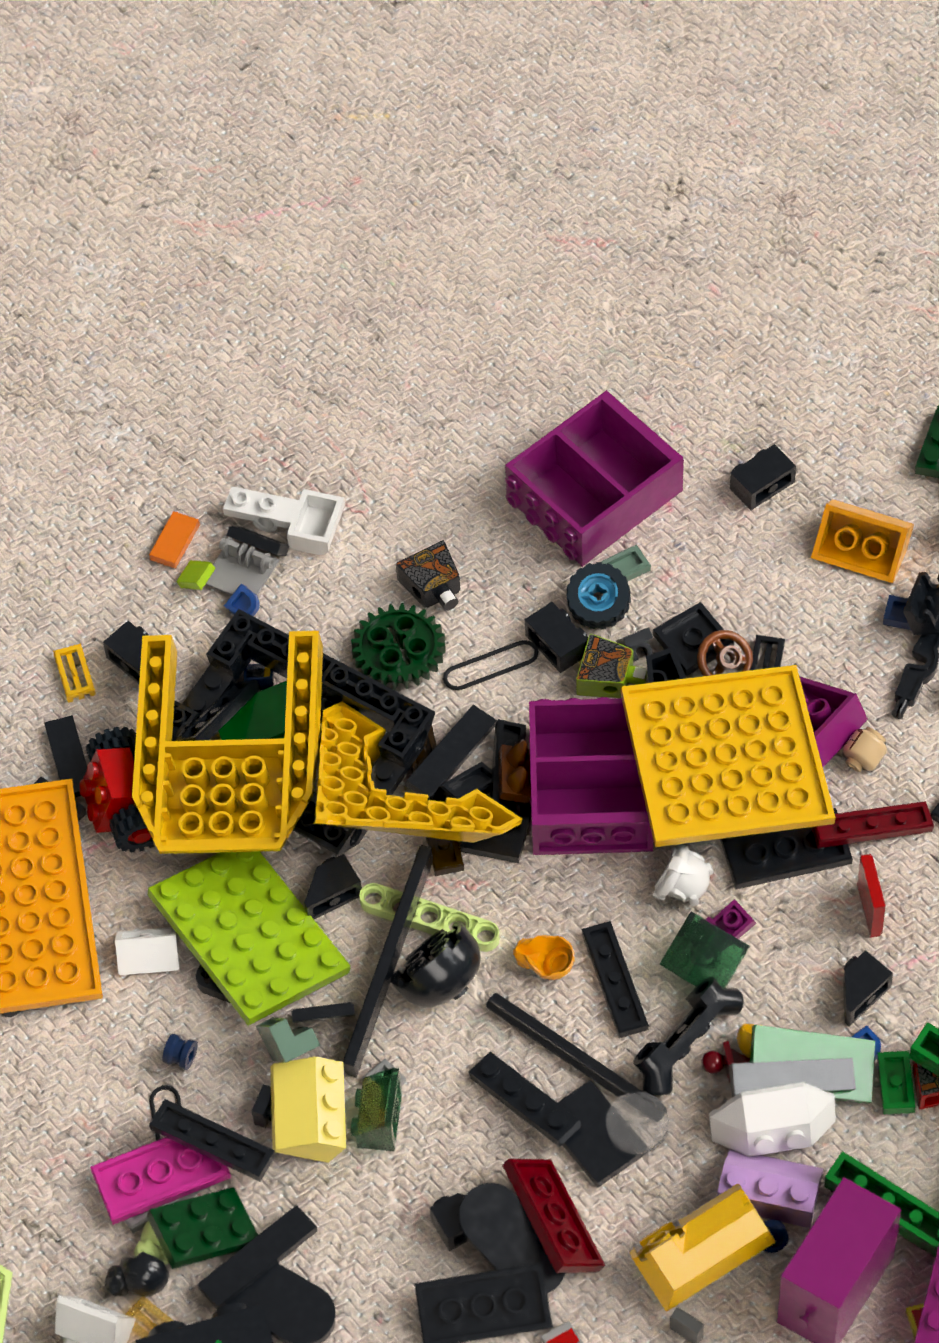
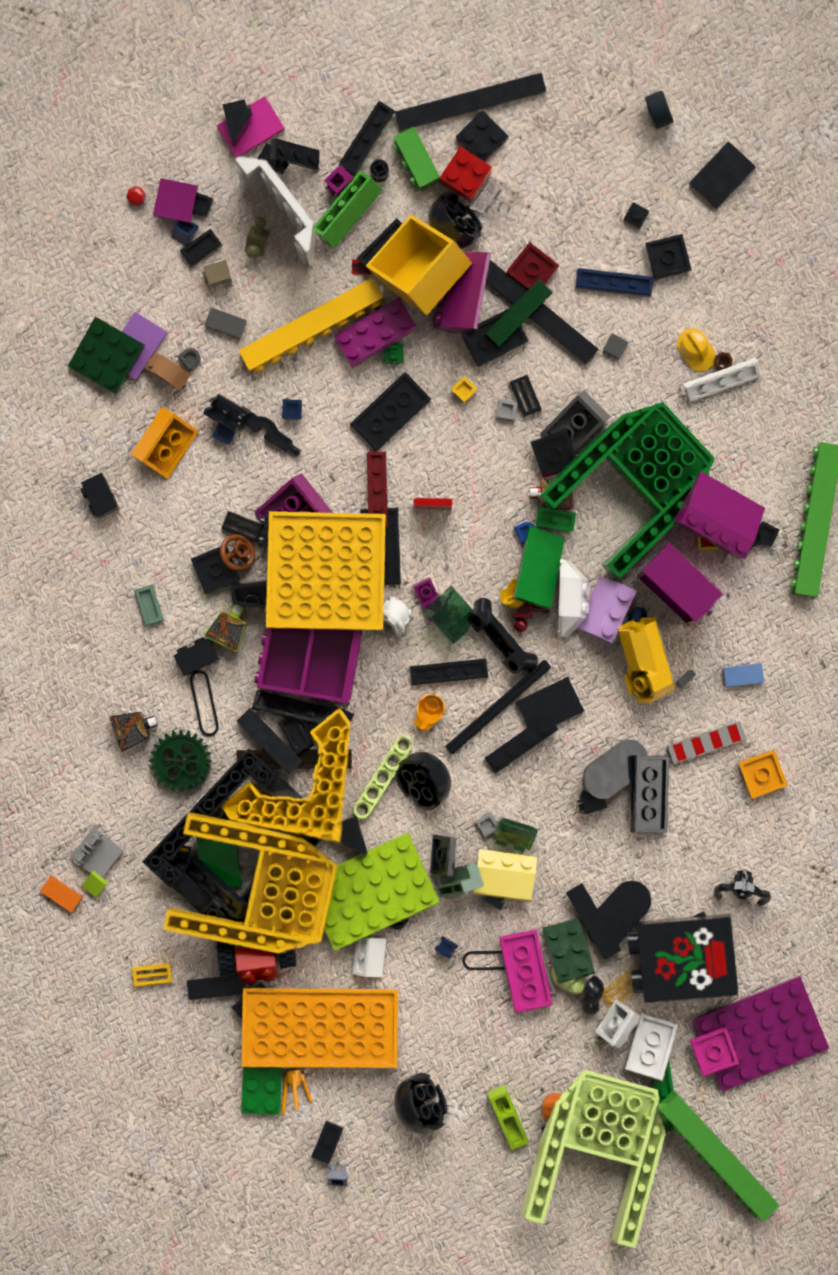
camera: 80 degrees left, 30 degrees up
(124, 649) = (146, 935): black slope -> none
(212, 1140) = (517, 937): black plate -> none
(244, 600) = (124, 856): blue tile -> none
(258, 540) = (77, 838): black tile -> none
(309, 520) = (68, 802): white plate -> none
(388, 961) = (413, 809): black tile -> none
(515, 772) = (298, 705): reddish brown tile -> none
(553, 1215) = (604, 742): dark red tile -> none
(594, 478) = (81, 608): magenta container -> none
(613, 603) = (167, 613): black wheel -> none
(637, 1123) = (553, 679): clear tile -> none
(638, 640) = (210, 607): black tile -> none
(826, 1074) = (549, 582): tile -> none
(863, 985) = (487, 523): black slope -> none
(865, 749) = (323, 480): tan head -> none

